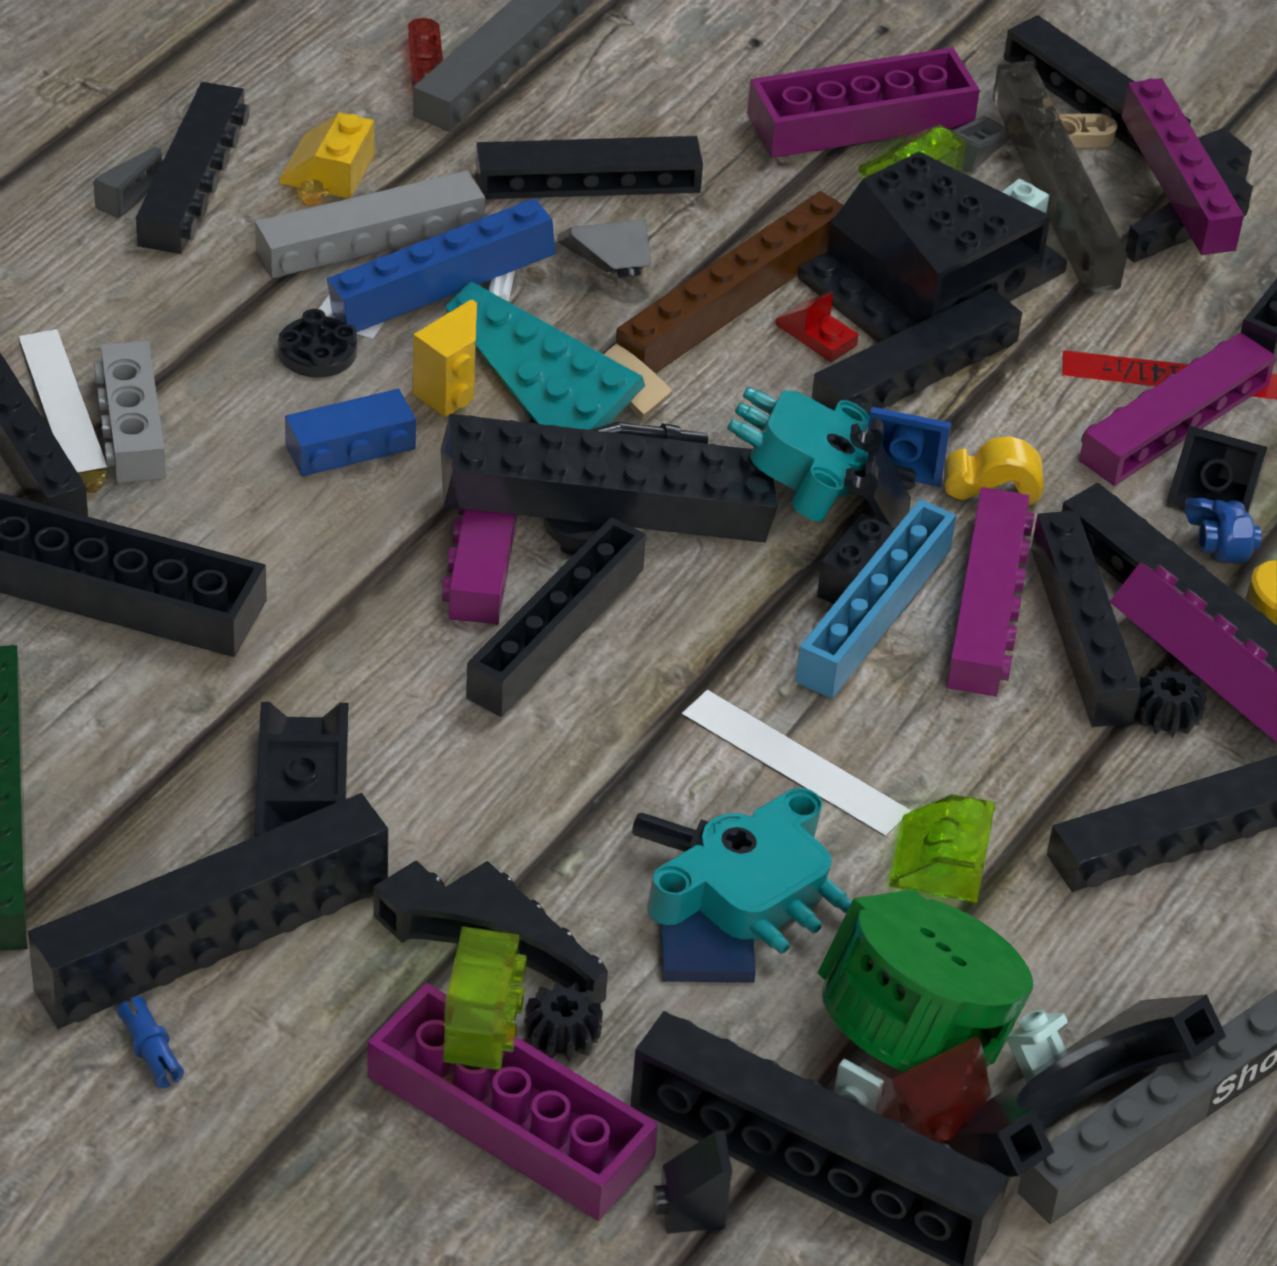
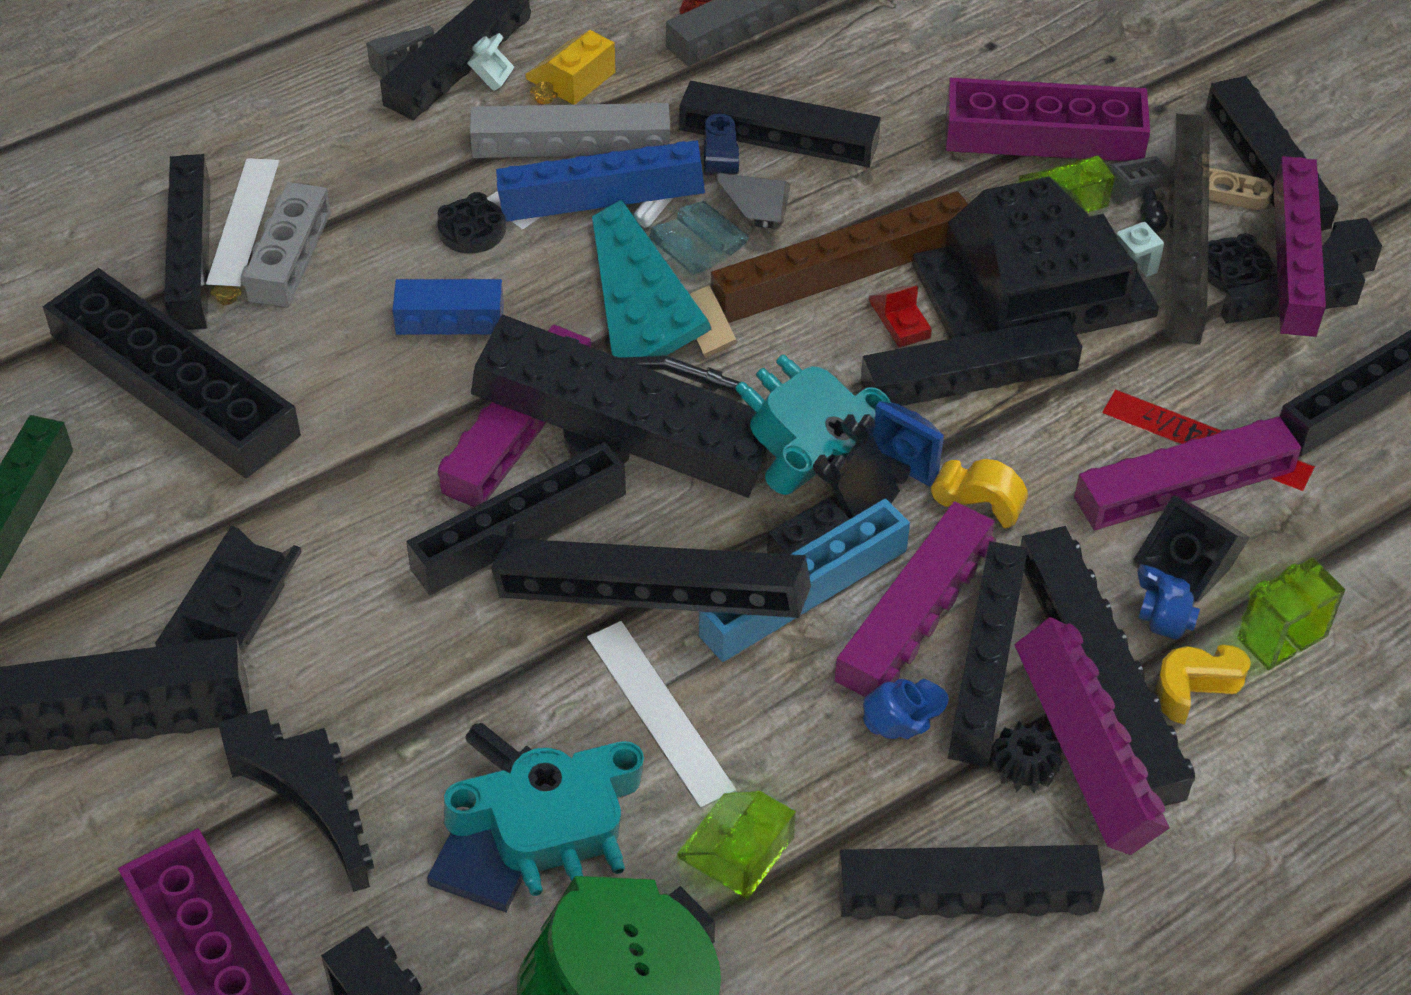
camera: 25 degrees right, 5 degrees up
(239, 172) = (490, 62): none -> light aqua bracket
(446, 360) = (559, 263): yellow slope -> none
(484, 998) = (210, 864): clear neon green piece -> none
(538, 185) = (720, 146): none -> dark blue piece
(563, 1020) = (311, 897): black gear -> none
(570, 301) = (698, 237): none -> clear light blue slope
(735, 630) = (653, 577): none -> black brick
(1009, 168) = (1153, 211): none -> black bar
(1035, 688) = (903, 708): none -> blue head
(1124, 199) = (1237, 262): none -> black tile

